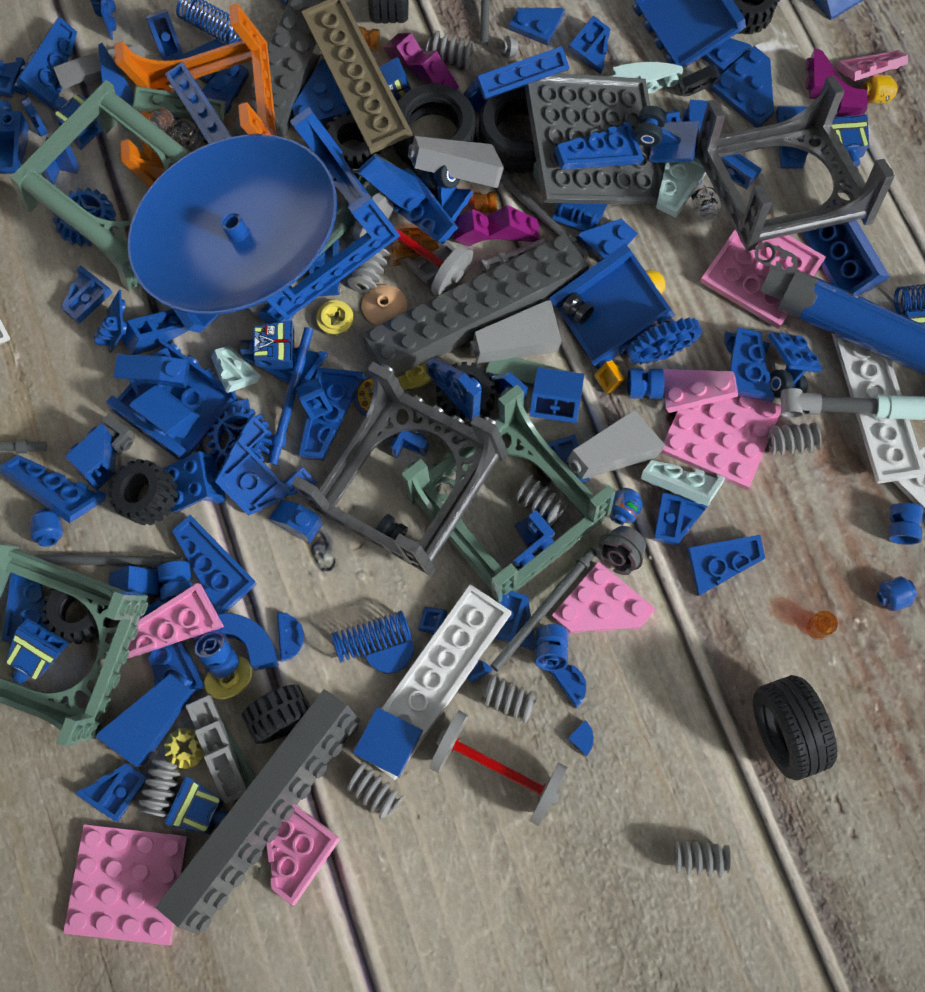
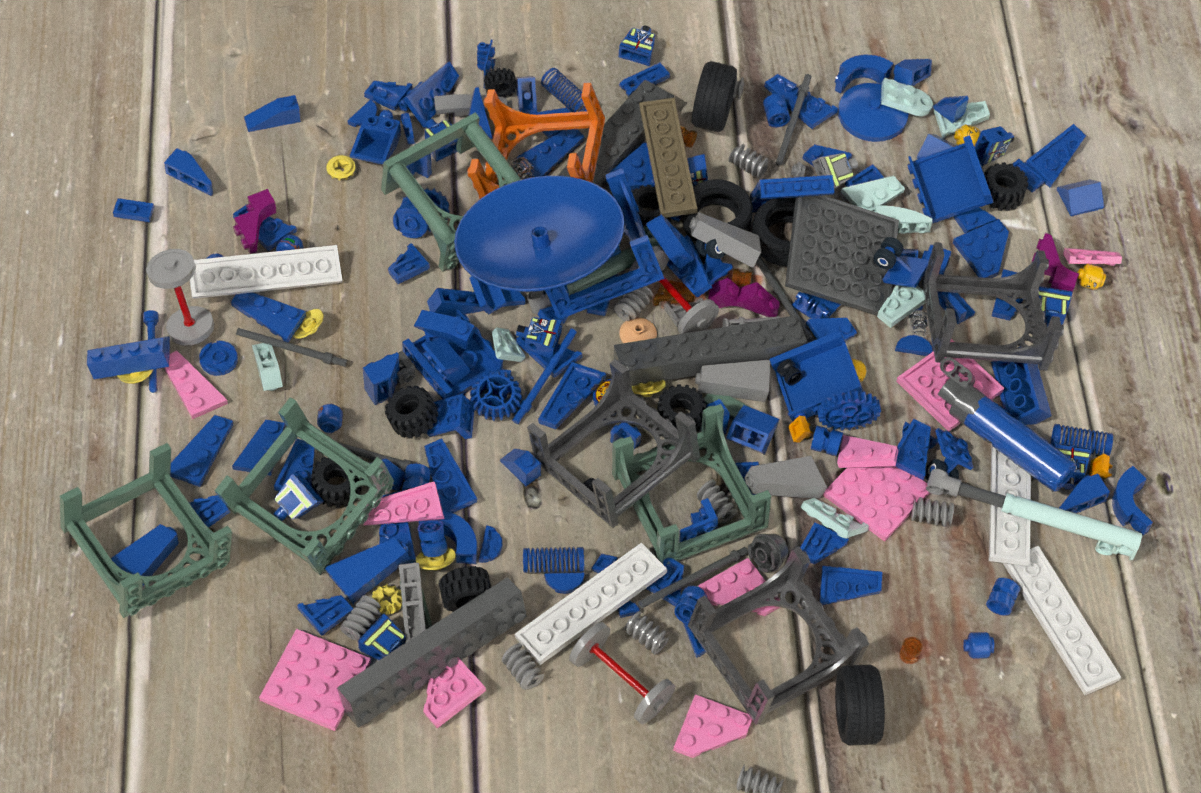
camera: 15 degrees right, 15 degrees down
(52, 489) = (342, 393): blue wing -> none
(67, 240) = (409, 222): none -> blue tile
(113, 325) = (423, 290): blue hinge -> none
(128, 27) = (503, 76): none -> black tyre
(151, 100) = (523, 147): sand green tile -> none
(162, 118) = (508, 152): clear wheel -> none
(197, 104) = (537, 147): blue tile -> none
(248, 478) = (494, 422): blue wing -> none
(313, 398) = (562, 381): blue slope -> none
(331, 309) = (595, 324): light yellow gear -> none
(388, 742) = (543, 632): blue tile -> none
(423, 64) = (724, 166): magenta arch -> none
(457, 386) = (673, 393): blue plate -> none
(552, 32) = (837, 166): none -> torso
(583, 738) = (694, 678): blue tile -> none
(603, 149) = (850, 261): blue wing -> none
(604, 52) = (873, 193): none -> light aqua wing
(619, 797) = (710, 727): none -> bright pink plate
(626, 506) = (781, 522): blue head -> none
(699, 80) = (943, 233): black beam -> none
(707, 230) = (914, 345): none -> blue tile
(749, 661) = (788, 579): none -> flat silver arch

